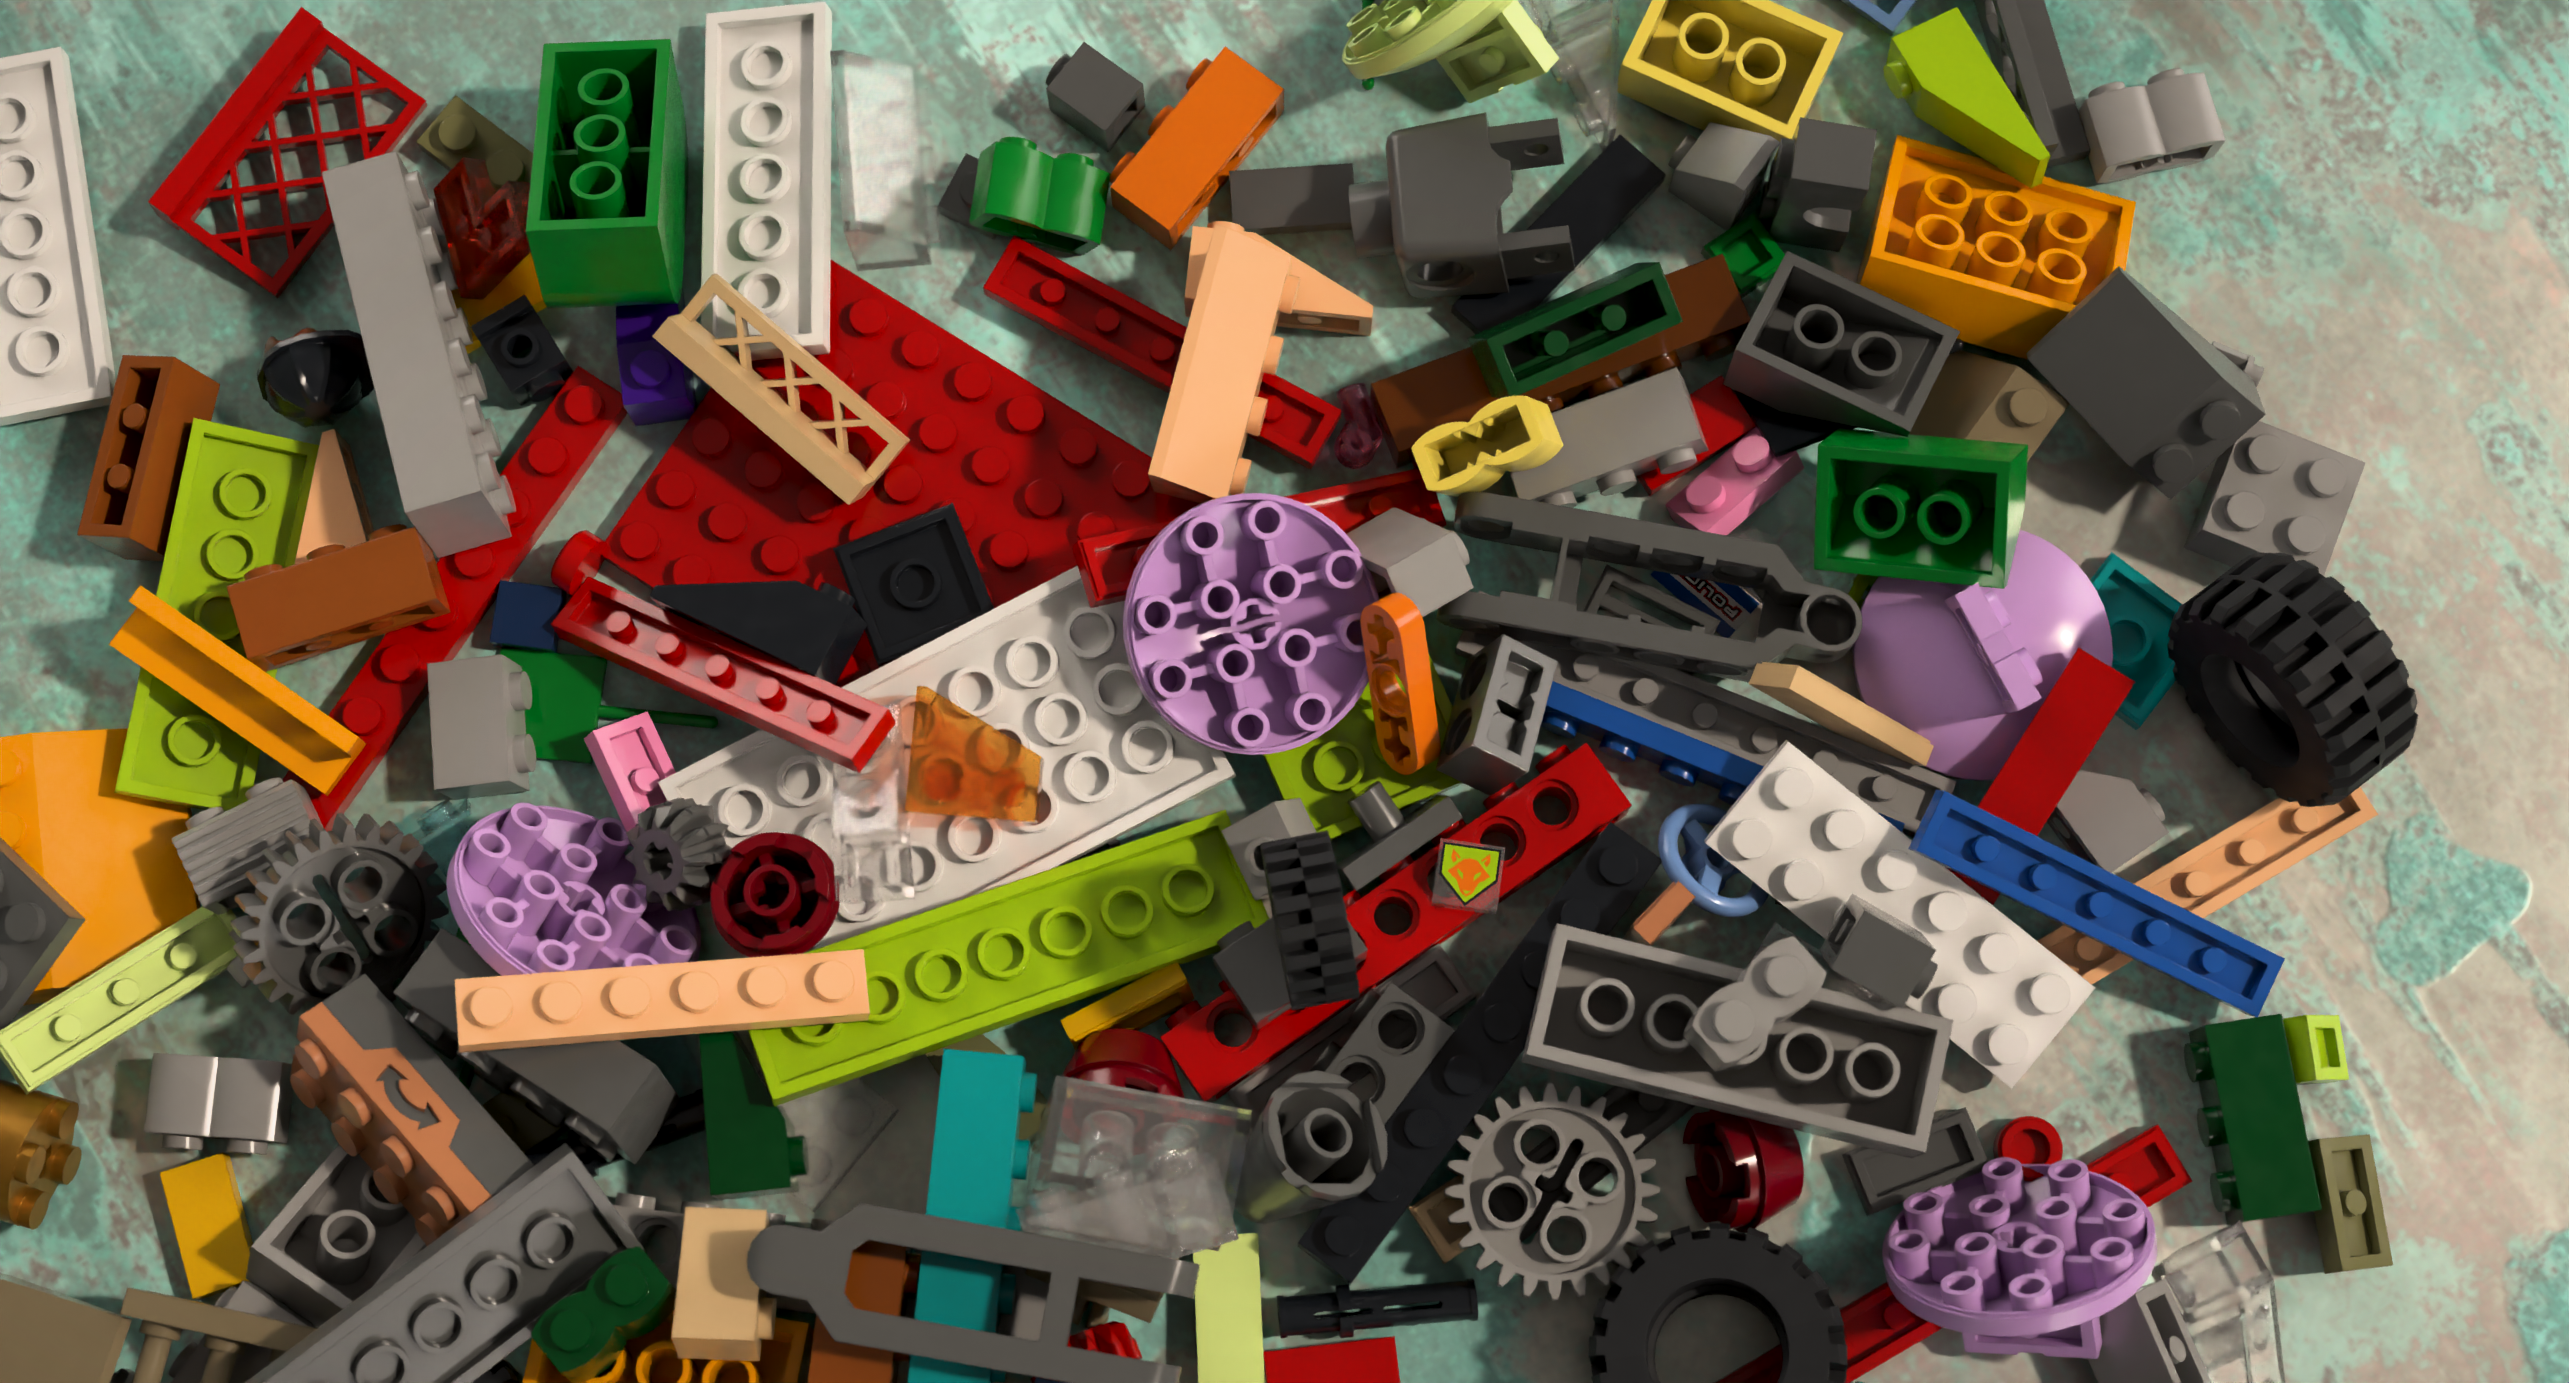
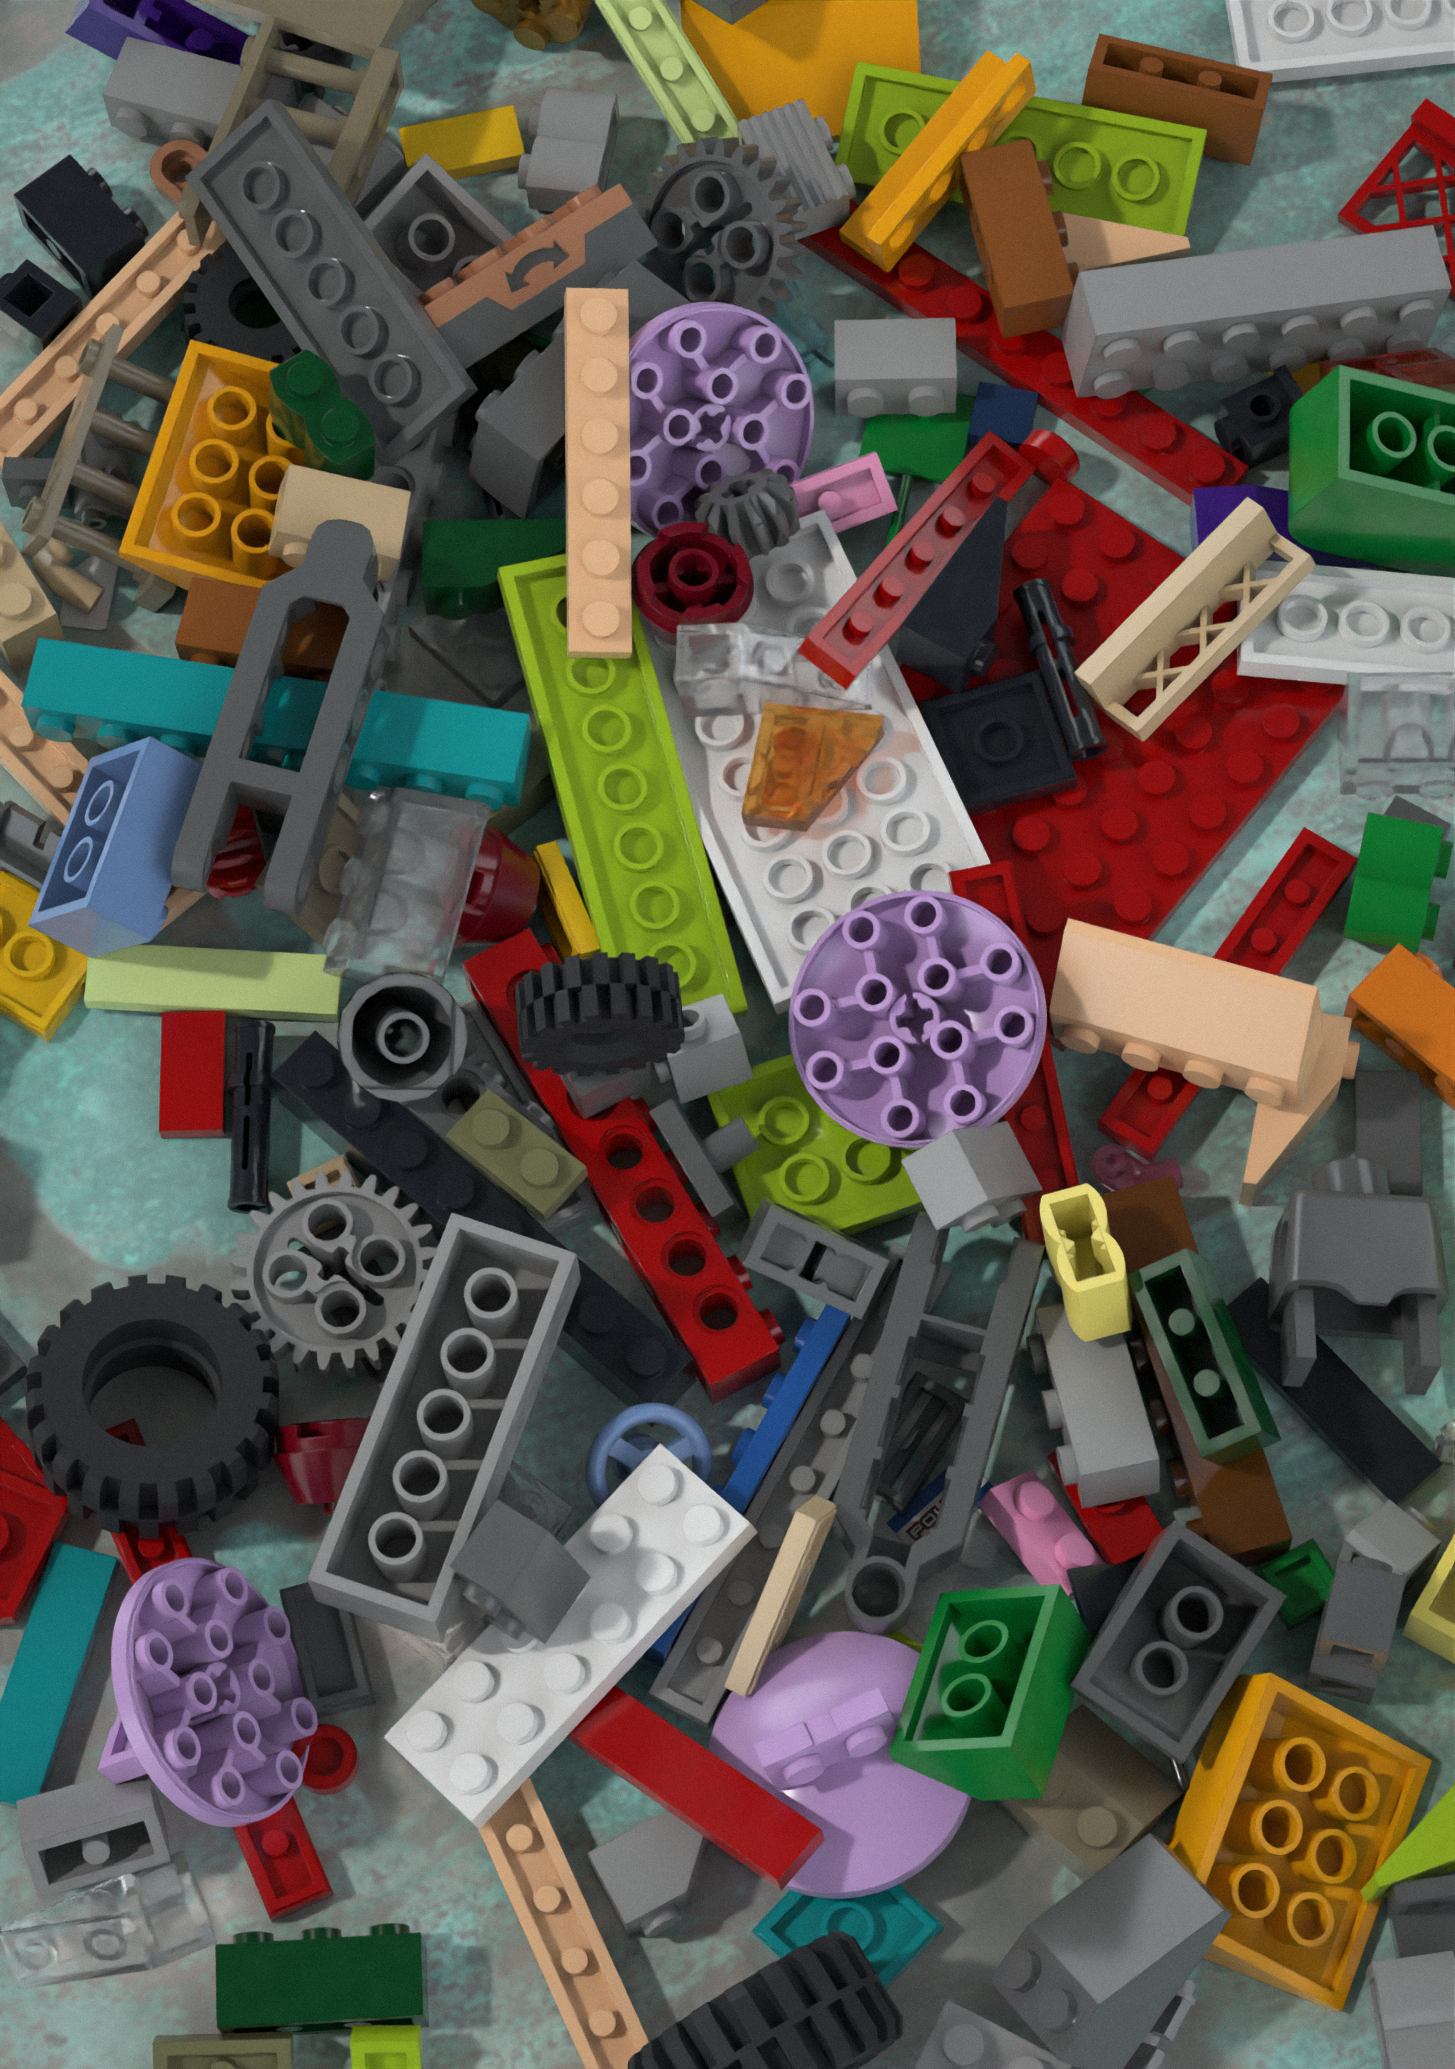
camera: 100 degrees right, 10 degrees down
(315, 375) = (1242, 220): black piece -> none
(761, 554) = (1039, 607): none -> black pin
(1150, 1212) = (350, 877): clear slope -> none
(1398, 645) = (846, 1156): orange beam -> none
(1425, 1012) = (517, 1155): none -> olive plate
(1468, 876) = (651, 1216): tile -> none
(1660, 915) = (586, 1390): nougat tile -> none
(1744, 1012) = (476, 1420): light grey brick -> none
(2096, 903) = (554, 1831): blue plate -> none

